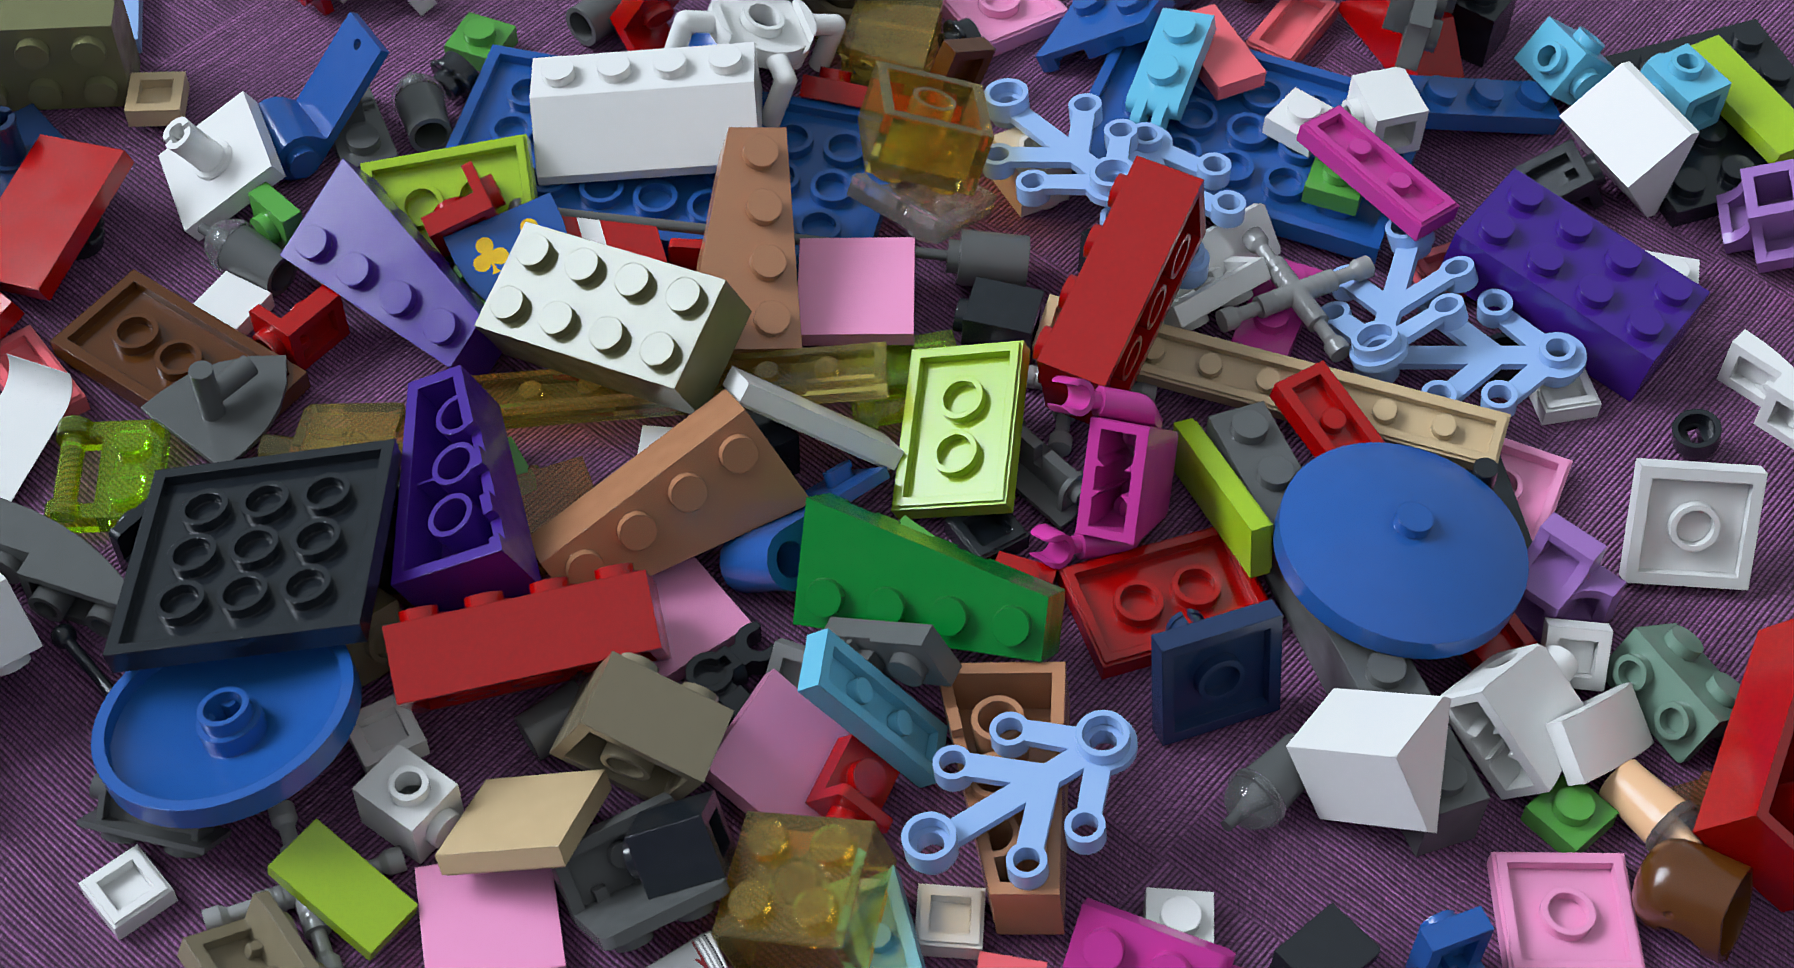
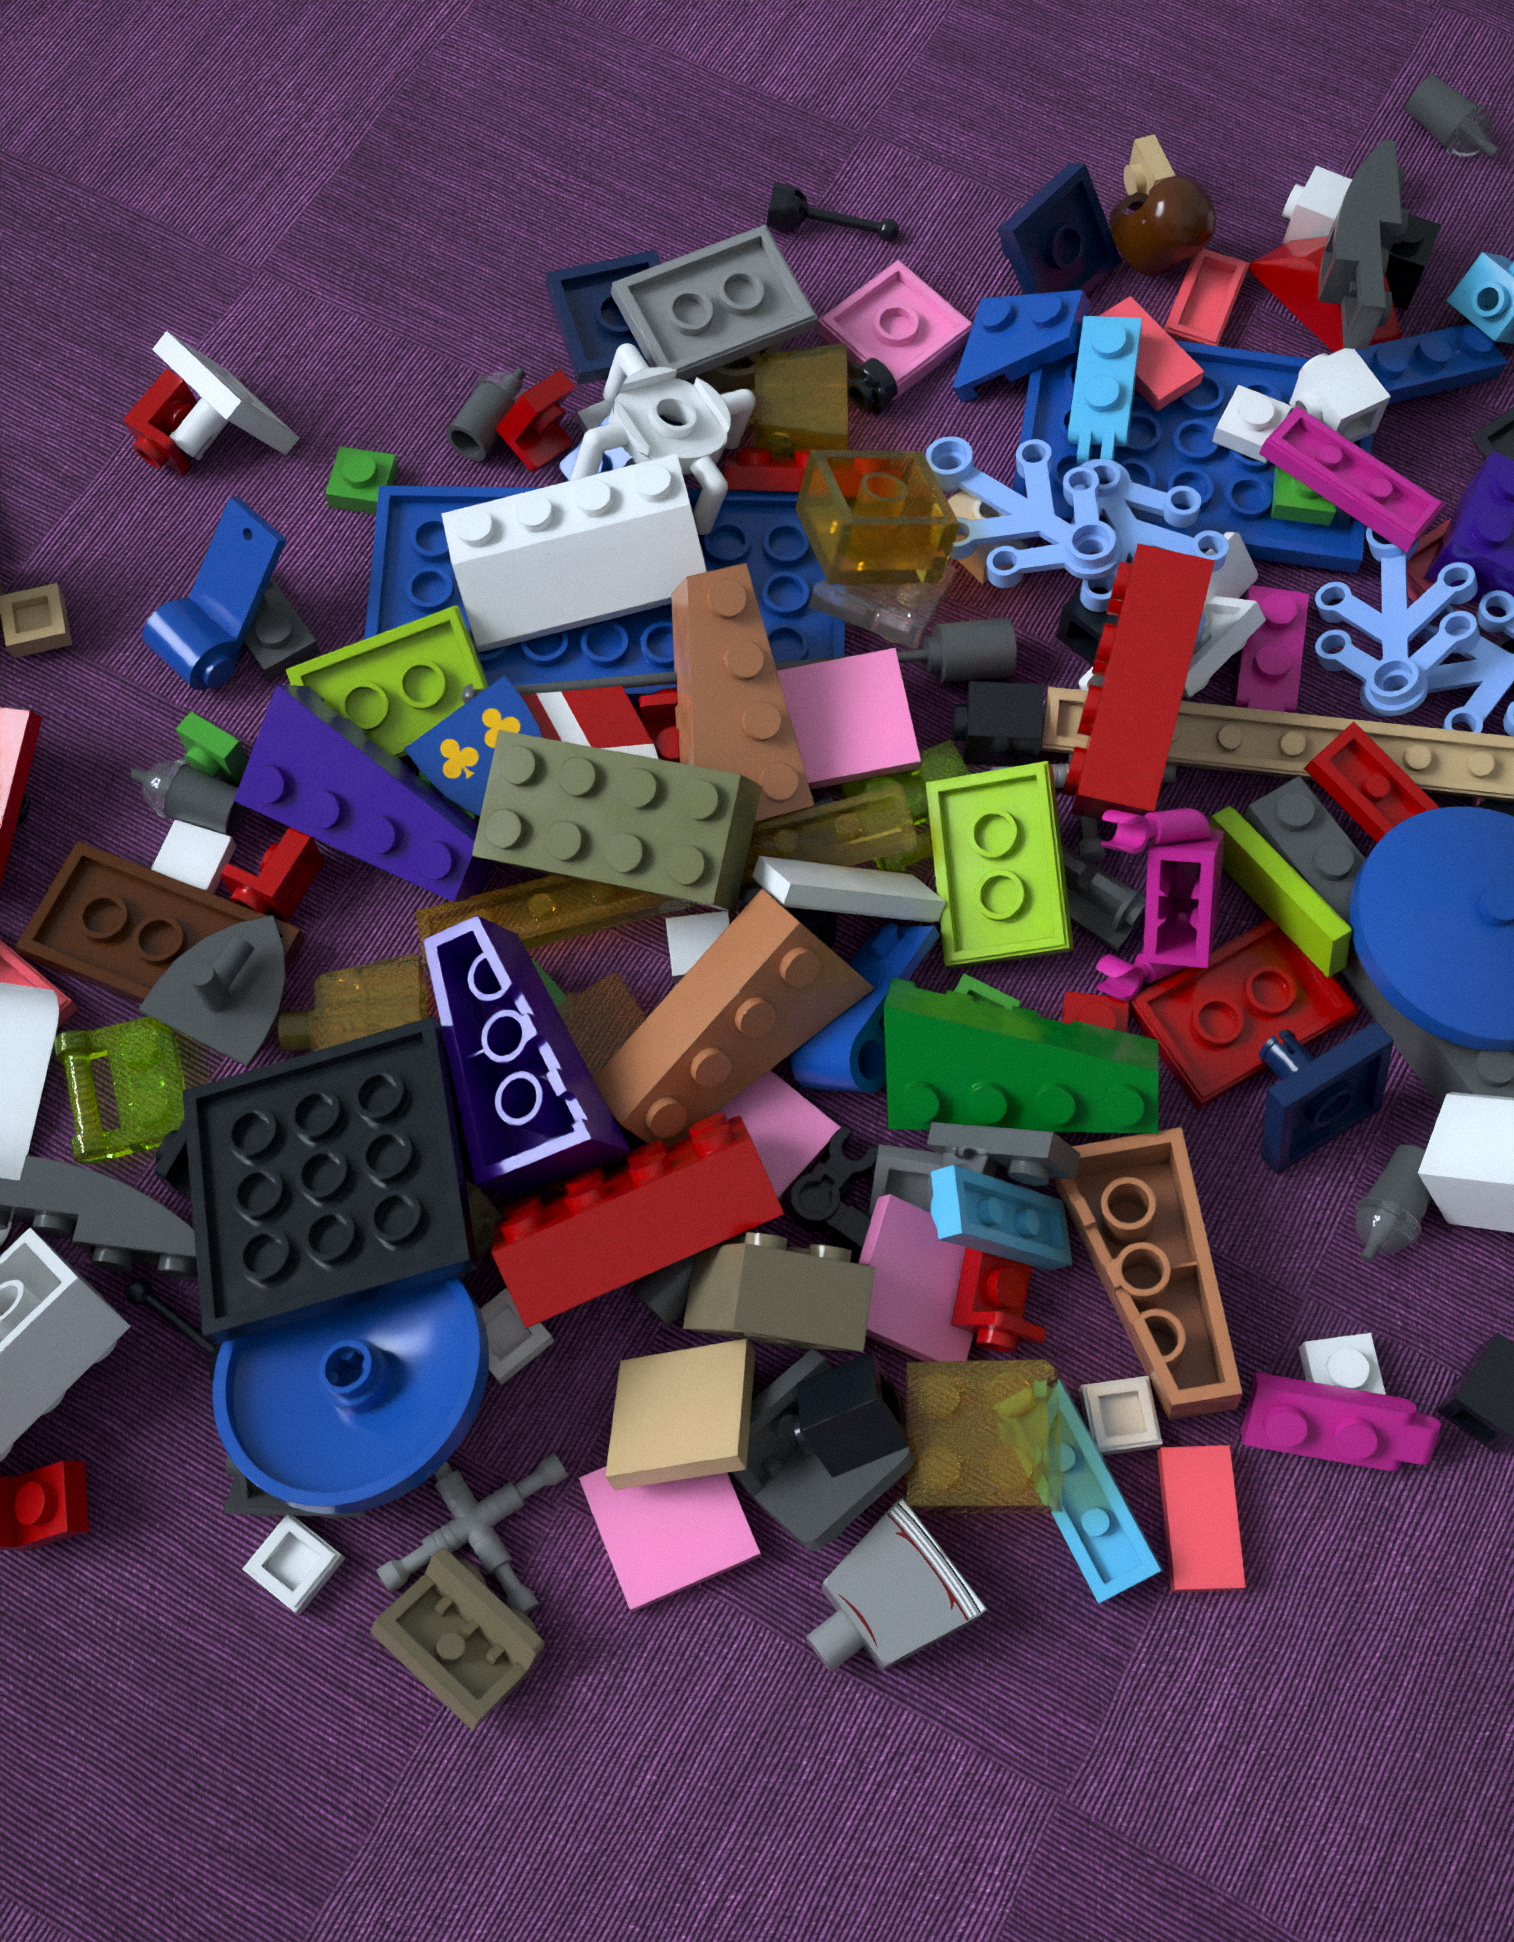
camera: 10 degrees left, 15 degrees up
(218, 162) = (132, 694): white tile -> none
(342, 889) = (516, 1522): lime tile -> none
(408, 802) = (556, 1410): white brick -> none
(423, 111) = (325, 579): dark grey piece -> none
(455, 75) = (348, 532): black plate -> none
(462, 212) = (414, 718): red bracket -> none
(964, 59) = (881, 418): reddish brown plate -> none
(987, 534) = (1045, 977): black tile -> none
(1025, 787) = (1187, 1283): light blue plant -> none
(1296, 294) = (1295, 634): light grey piece -> none

